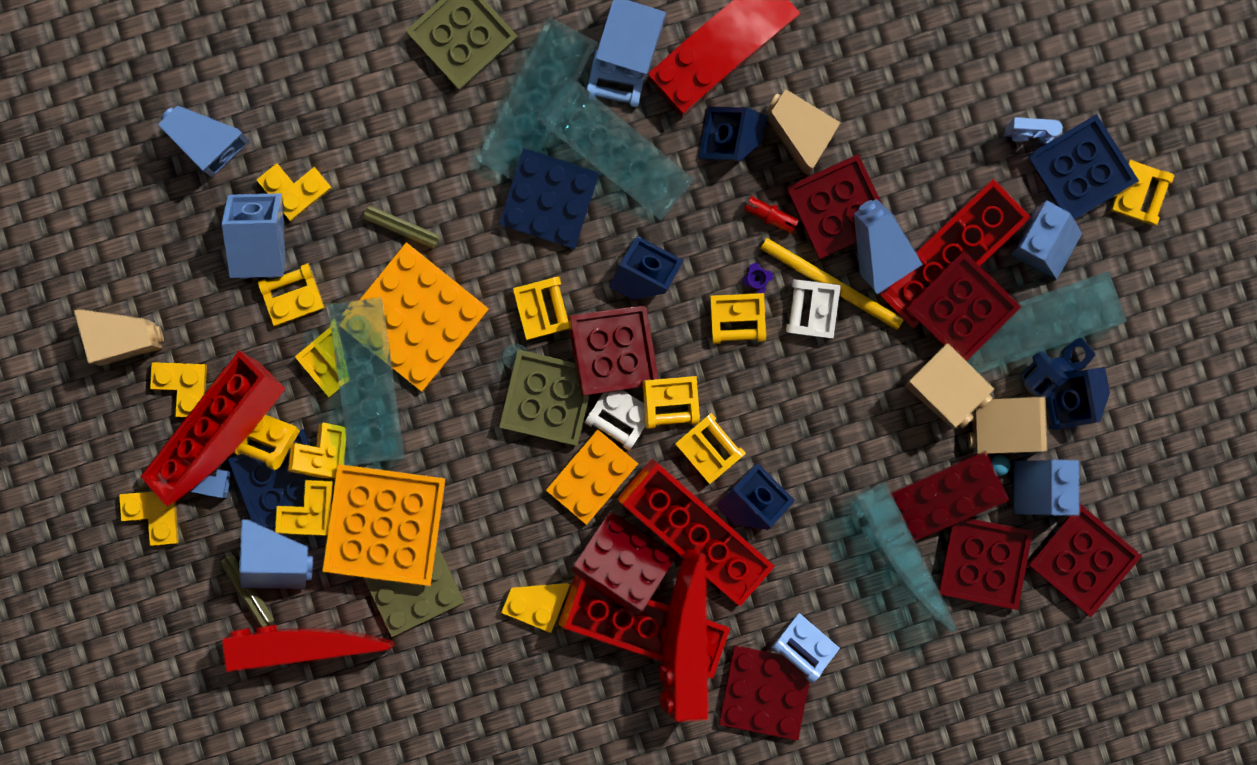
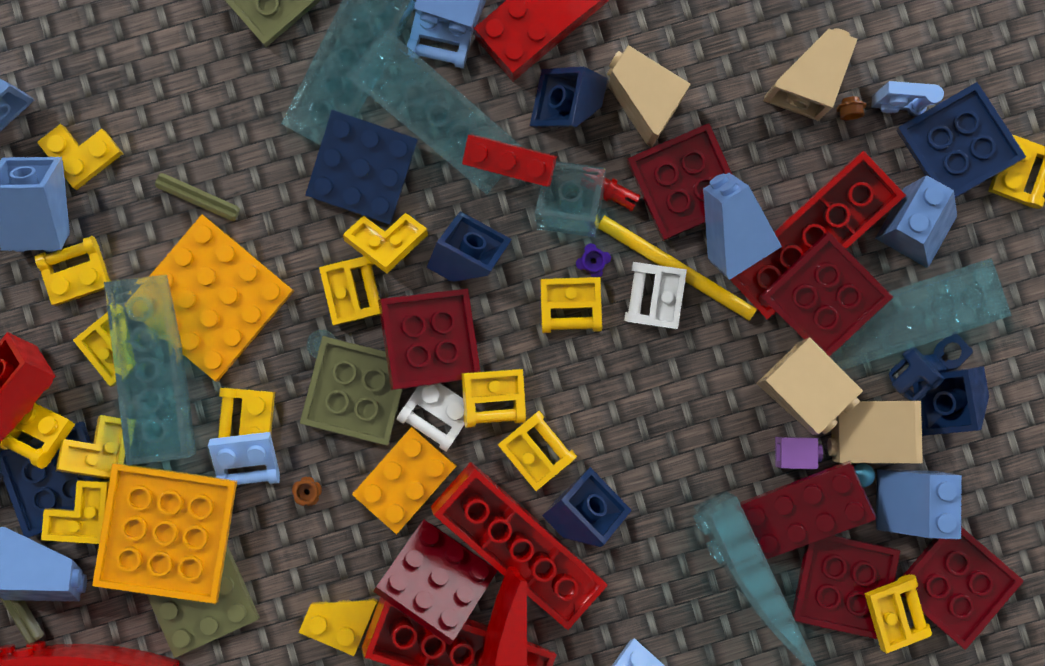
camera: 10 degrees right, 0 degrees up
(451, 453) = (245, 452): none -> light blue plate
(457, 425) = (255, 411): none -> yellow plate
(512, 485) = (299, 494): none -> dark orange plate
(571, 269) = (388, 246): none -> yellow plate
(681, 191) = (509, 160): none -> red plate
(736, 223) = (572, 200): none -> clear light blue slope
(942, 446) = (797, 452): none -> medium lavender brick
(952, 112) = (815, 77): none -> tan slope
(986, 138) = (851, 108): none -> dark orange plate
(1023, 588) = (890, 617): none -> yellow plate

